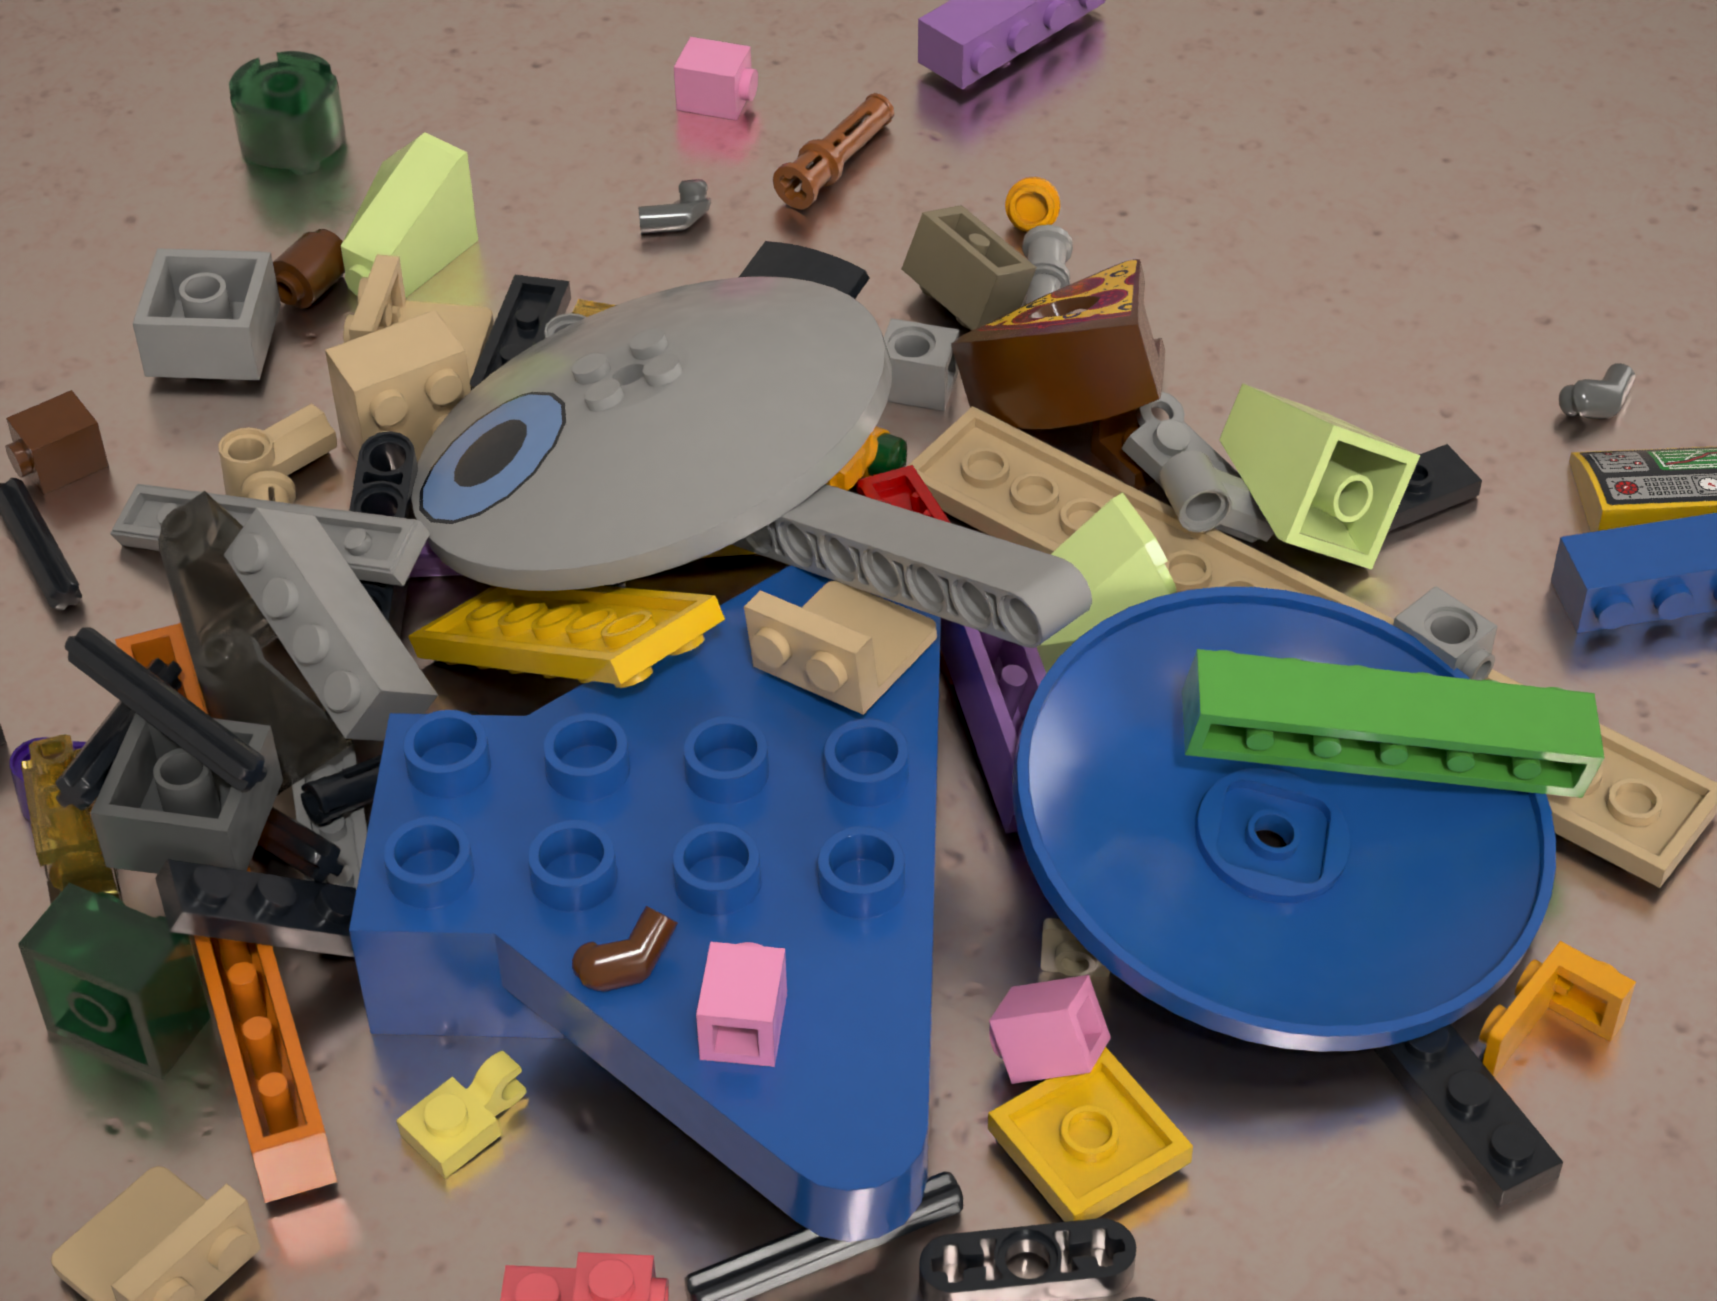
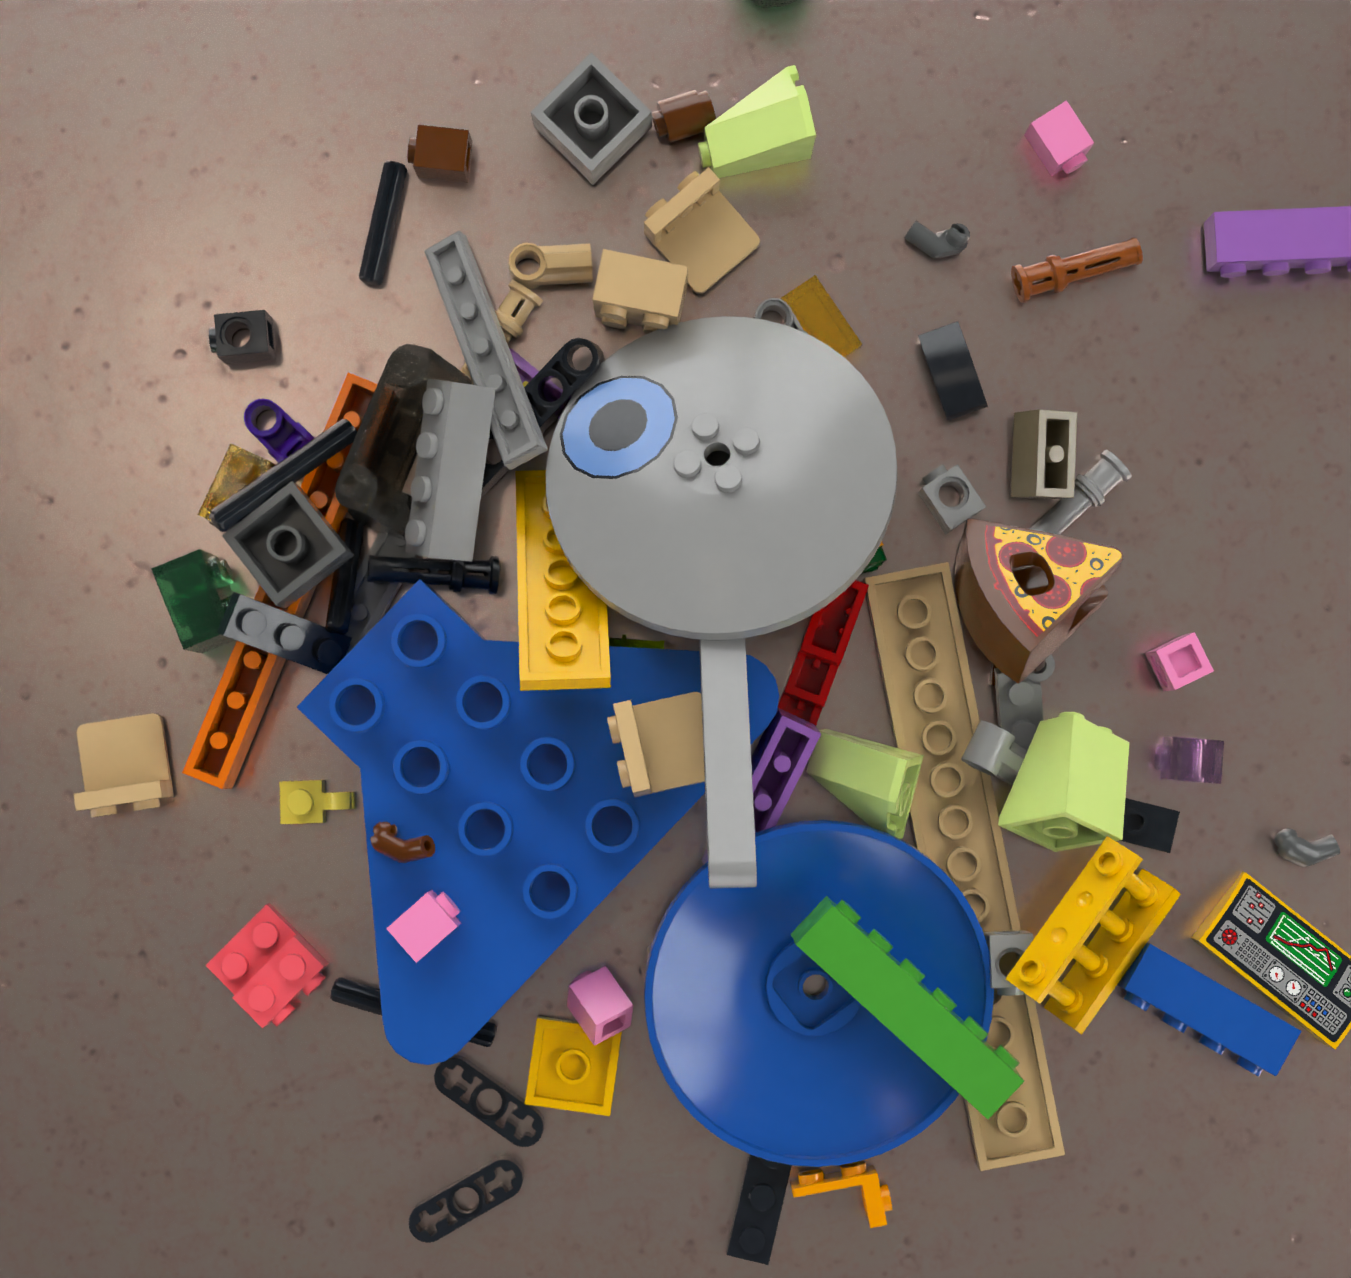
camera: 40 degrees right, 40 degrees up
(166, 709) = (298, 501): black axle -> none
(521, 321) = (757, 279): black plate -> none
(1032, 203) = (1142, 421): light orange plate -> none
(1293, 325) = (1179, 662): none -> bright pink brick
(1404, 395) = (1190, 759): none -> clear purple brick
(1498, 561) = (1111, 949): none -> yellow fence

